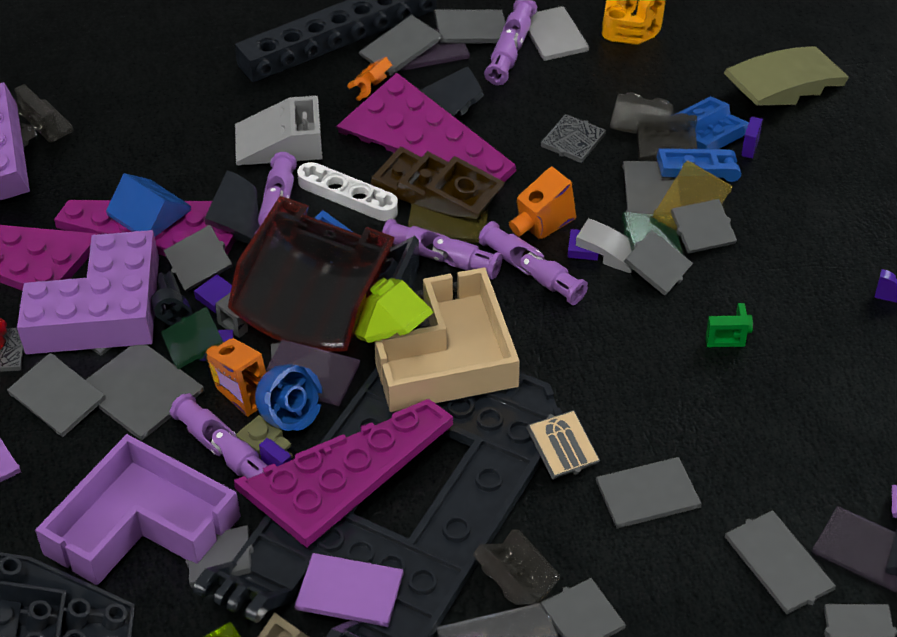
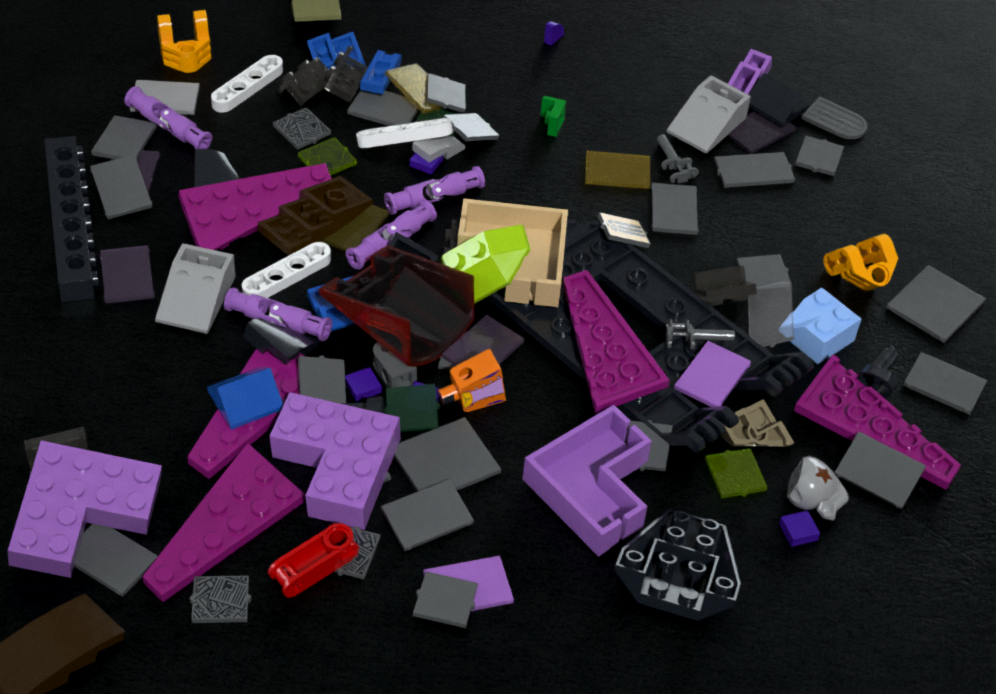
camera: 75 degrees left, 0 degrees up
(205, 425) = (549, 411): medium lavender piece -> none
(258, 431) = (540, 395): olive plate -> none
(273, 453) = (570, 387): dark purple tile -> none
(288, 397) = (516, 360): blue cylinder -> none
(295, 83) = (126, 274): none -> clear purple piece
(372, 74) = (150, 213): orange plate -> none
(405, 550) = (696, 334): none -> dark grey piece
(535, 163) = (329, 152): none -> clear neon green piece
(545, 205) = (386, 169): orange torso -> none
(574, 68) = (227, 98): none -> white beam
(602, 209) = (404, 133): none -> white beam
(684, 419) = (617, 169): none -> clear yellow piece
(732, 471) = (676, 163): none -> dark grey piece
(751, 137) = (369, 36): dark purple tile -> none
(836, 479) = (710, 114): none -> light grey slope

